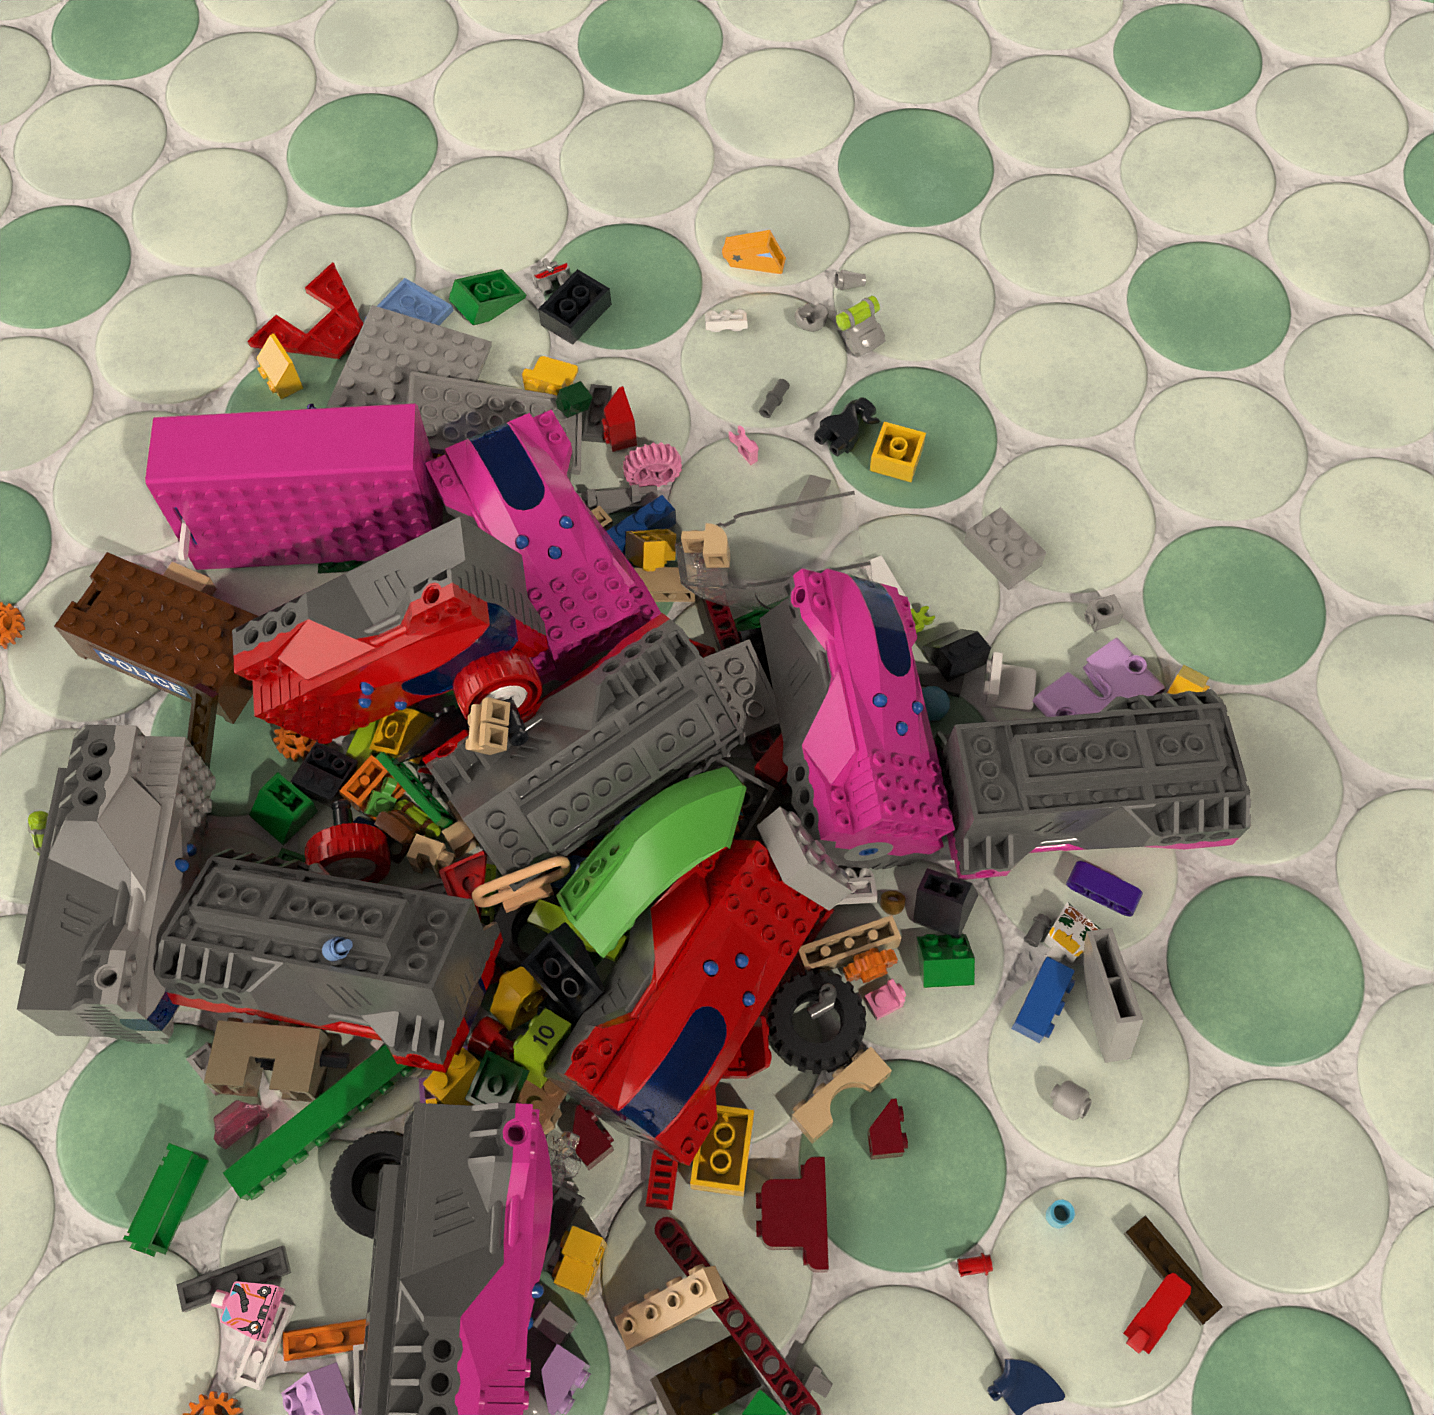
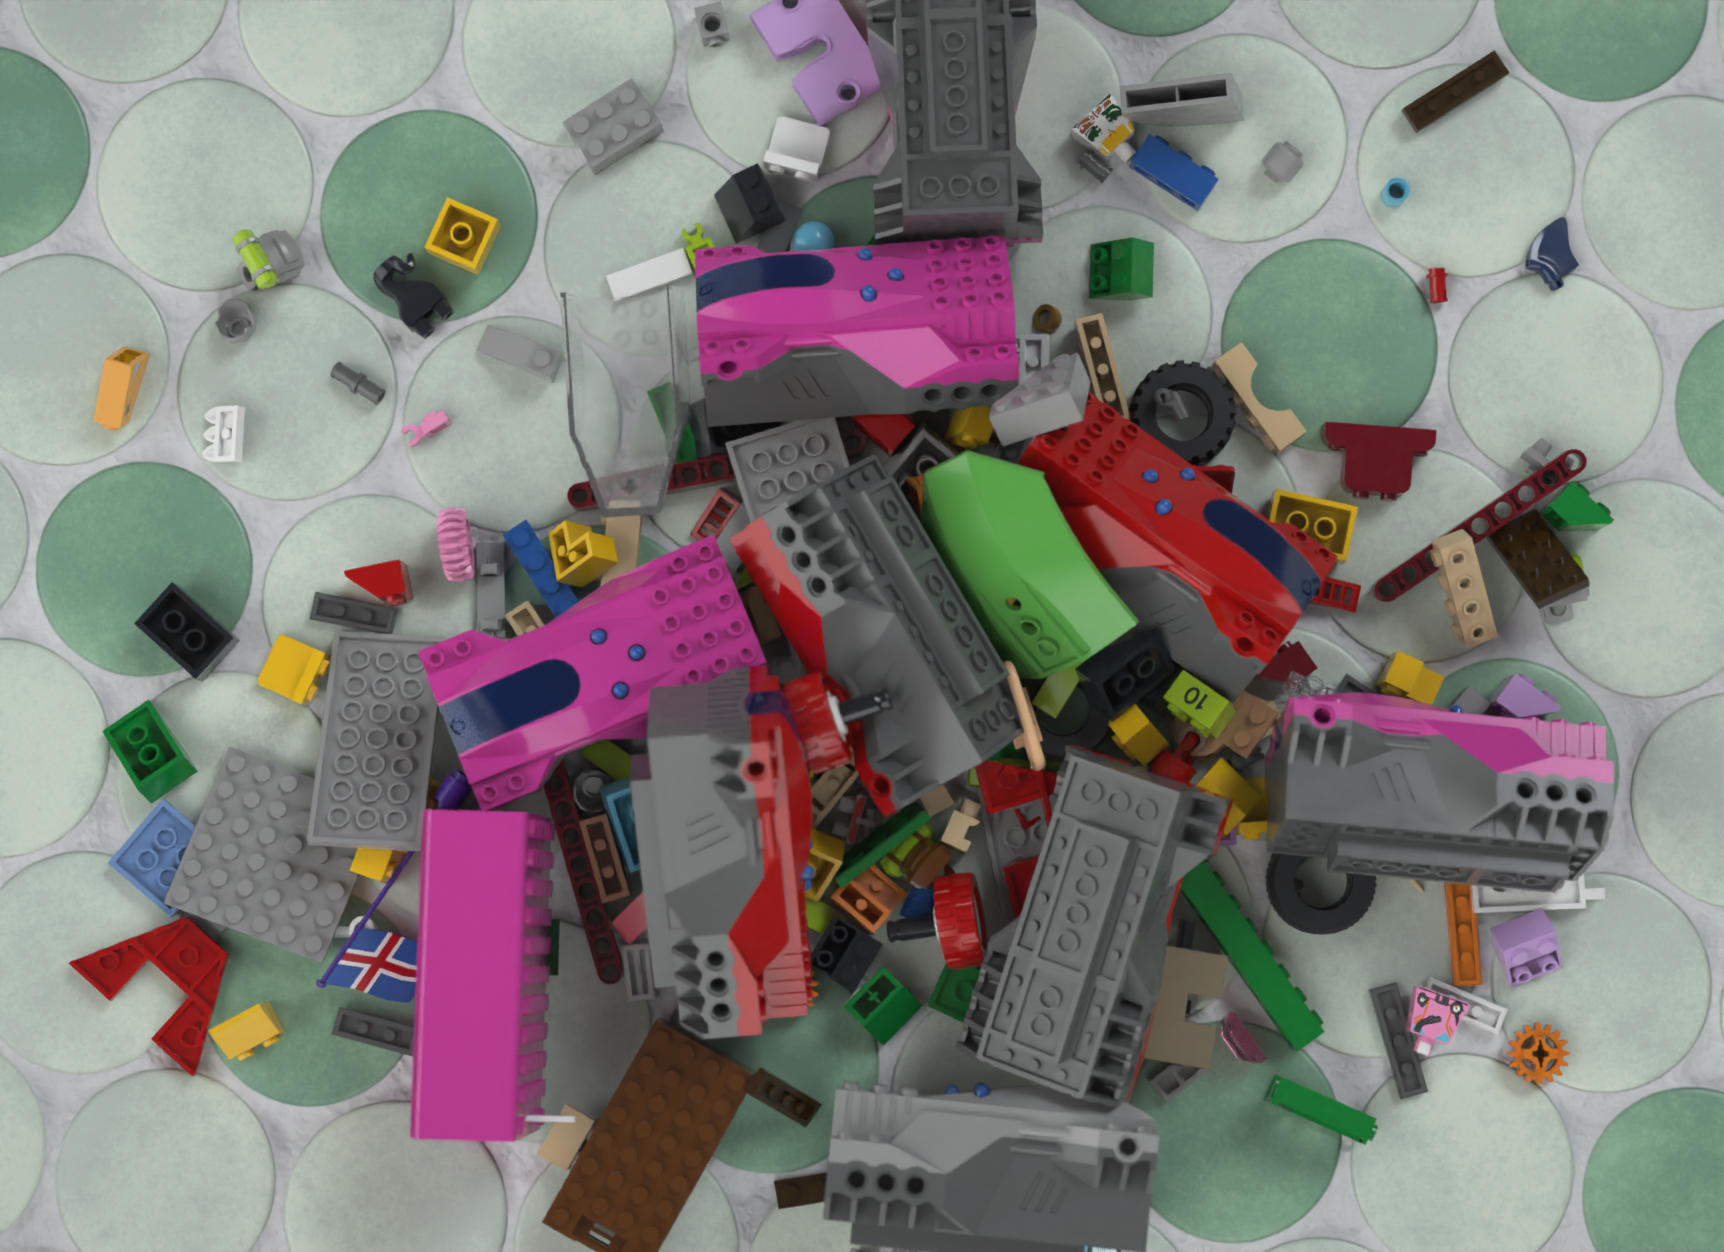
camera: 85 degrees left, 20 degrees up
(336, 948) = (1124, 895): medium blue cylinder -> none
(382, 800) = (888, 885): bright green plate -> none
(434, 734) = (834, 819): black slope -> none
(488, 727) = (876, 733): tan hips -> none
(496, 1080) = (1235, 754): dark green plate -> none
(549, 273) = (132, 673): light grey hips -> none
(573, 399) = (344, 639): dark green brick -> none
(711, 543) = (619, 466): tan brick -> none
(847, 279) = (176, 267): light grey cone -> none
(870, 965) = (1127, 350): orange gear -> none
(885, 1133) = (1301, 357): dark red slope -> none
(886, 999) = (1158, 339): bright pink bracket -> none
(944, 903) = (1061, 262): black slope -> none
(1104, 888) = (1054, 86): dark purple beam -> none
(1156, 1315) = (1495, 114): red piece -> none

